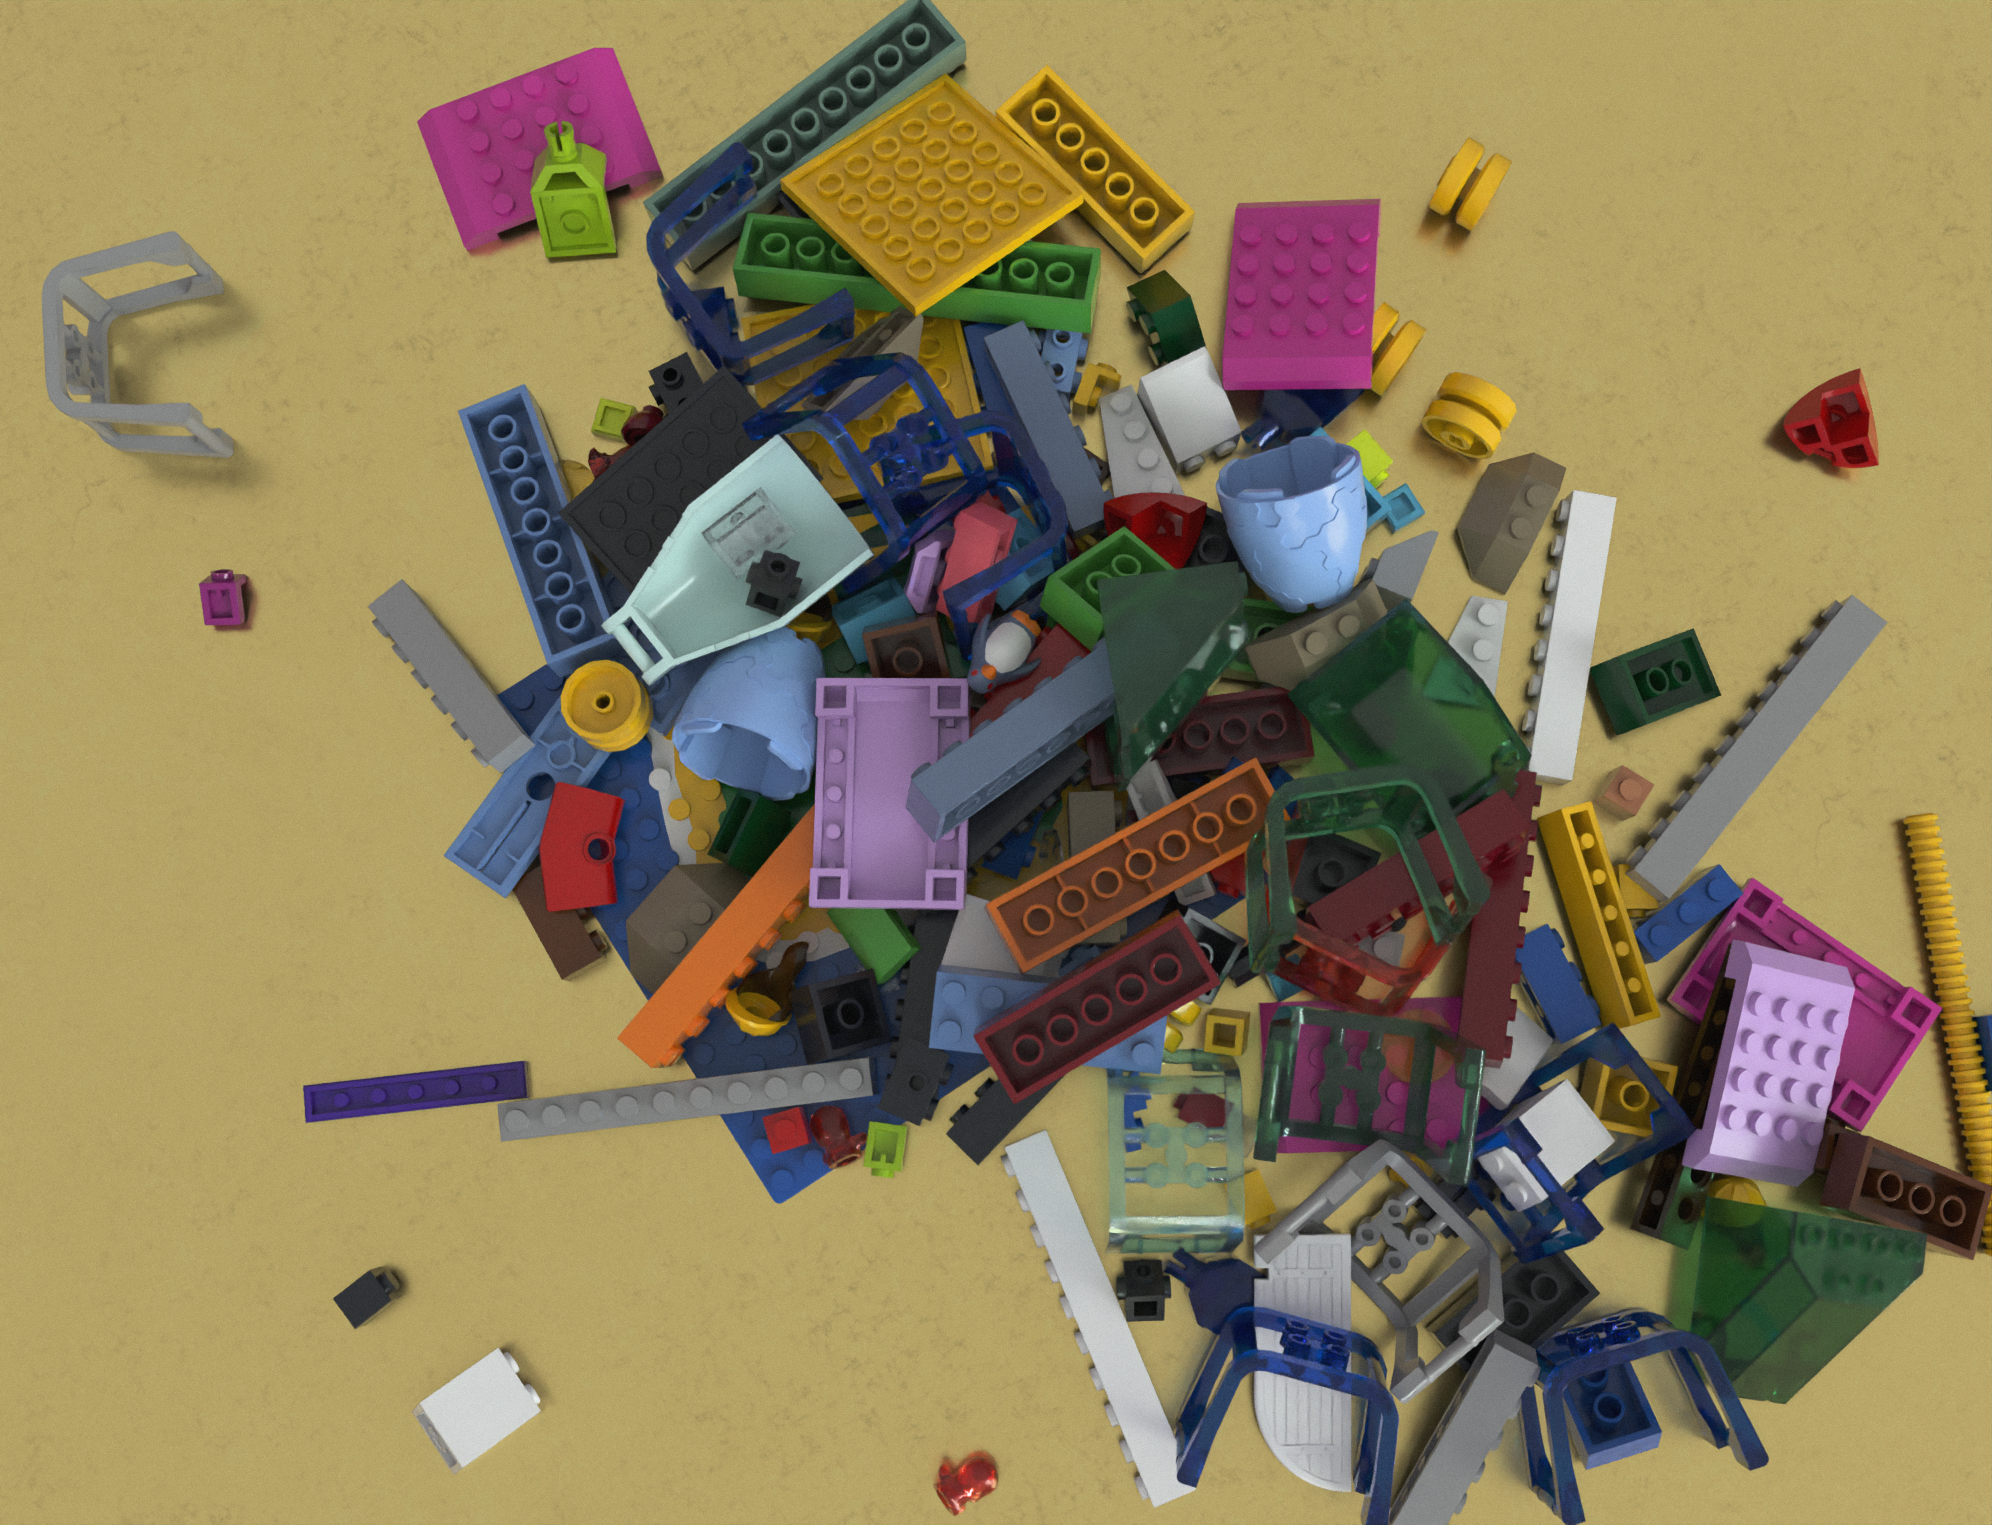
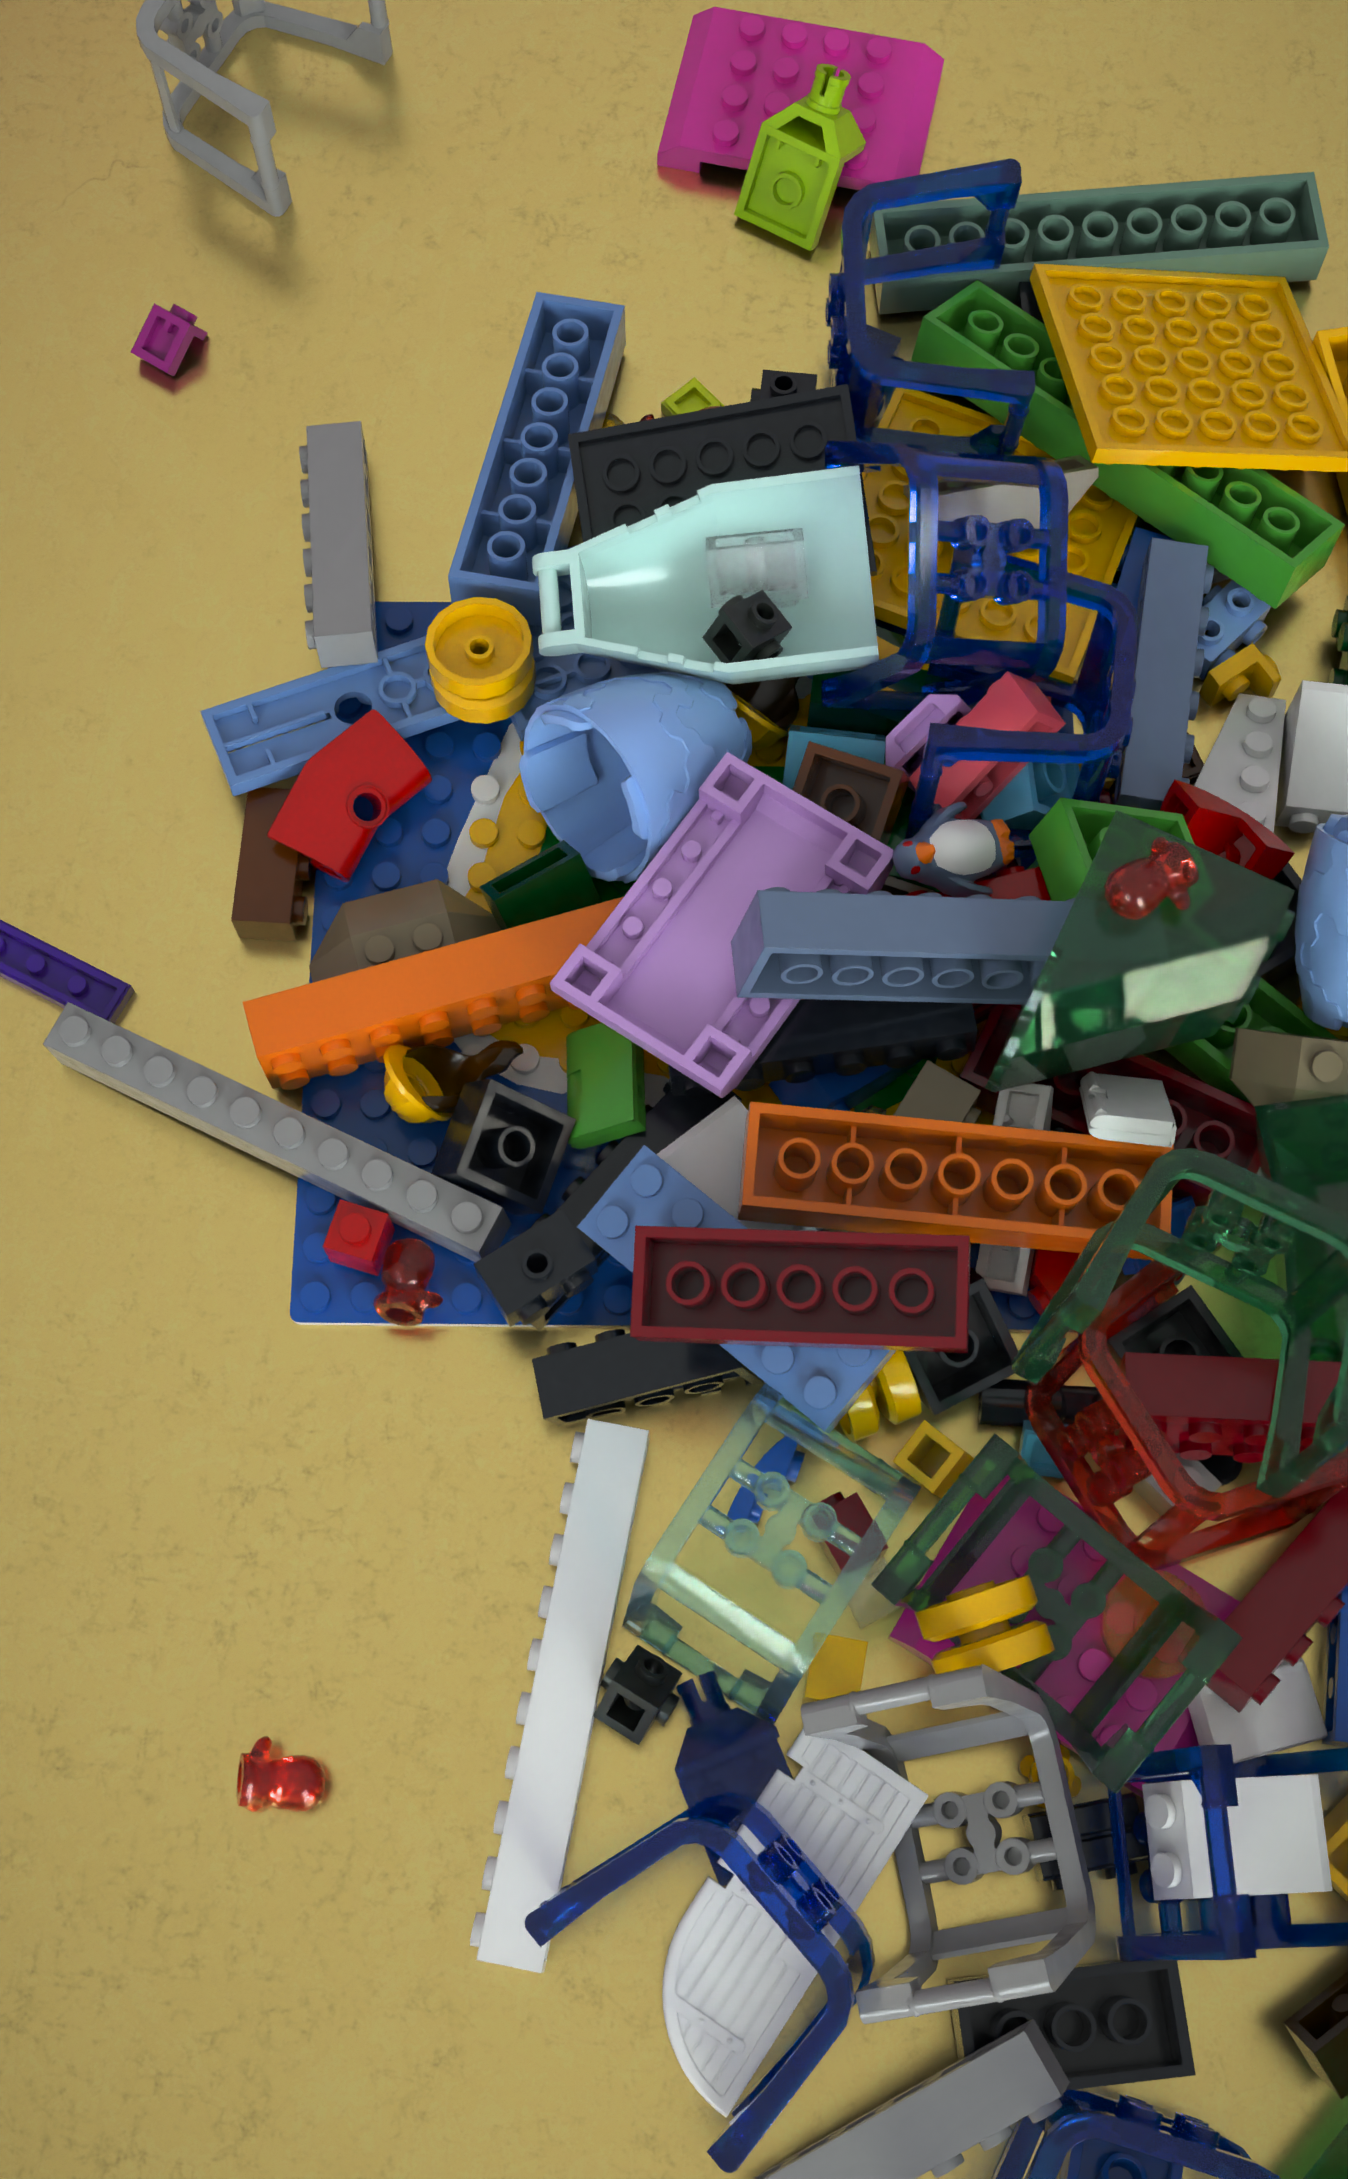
camera: 30 degrees right, 10 degrees down
(885, 1148) = (451, 1334): lime bracket -> none
(1146, 623) = (1145, 882): none -> clear red animal
(1212, 749) = (1127, 1109): none -> white piece
(1328, 1127) = (982, 1624): none -> yellow wheel

